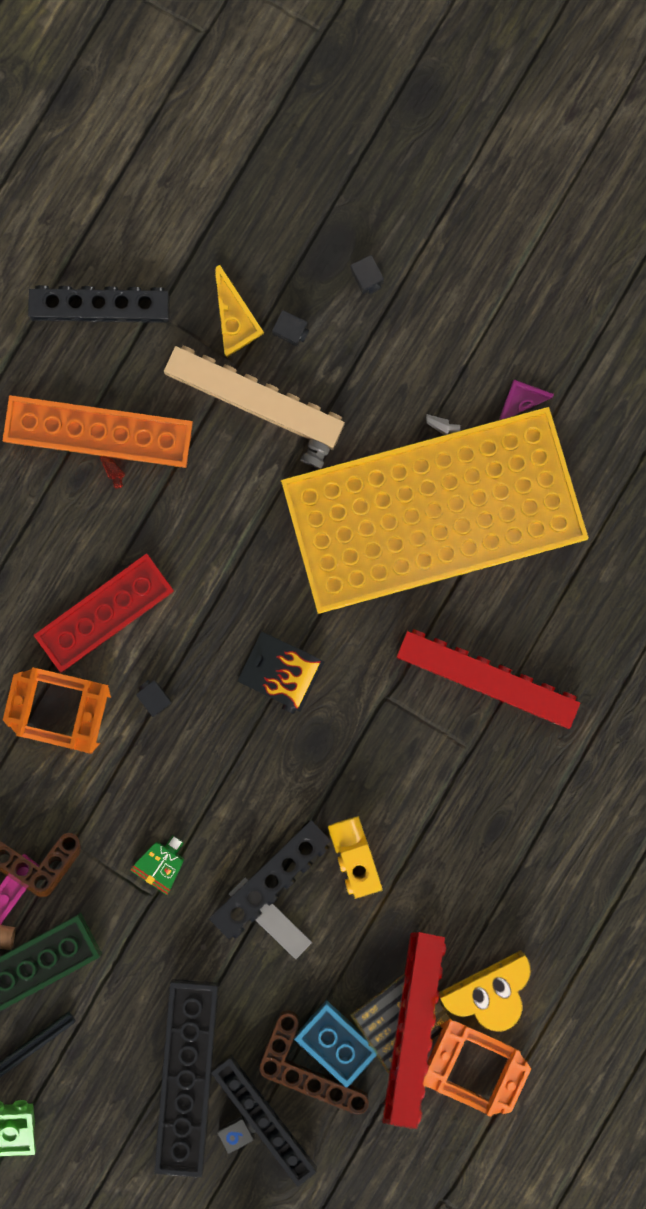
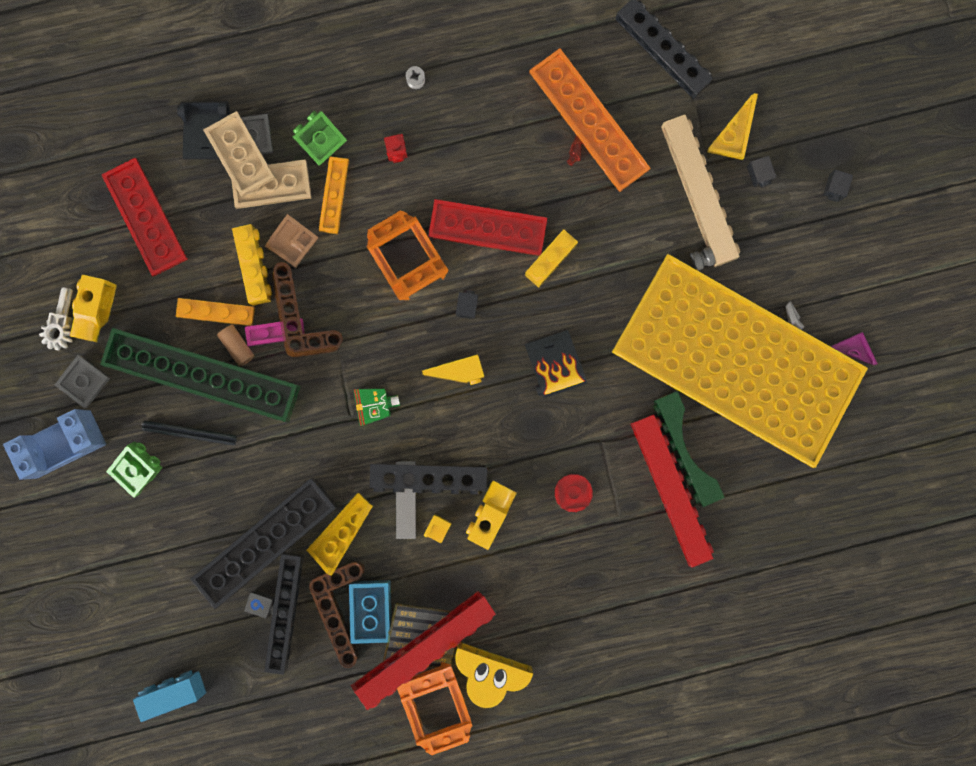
camera: 45 degrees right, 0 degrees up
(185, 585) = (551, 258): none -> yellow brick
(207, 757) = (462, 370): none -> yellow slope
(243, 1007) = (337, 537): none -> yellow wing
(322, 914) = (437, 528): none -> yellow panel
(407, 766) = (573, 492): none -> red tile
(420, 612) = (671, 412): none -> dark green arch

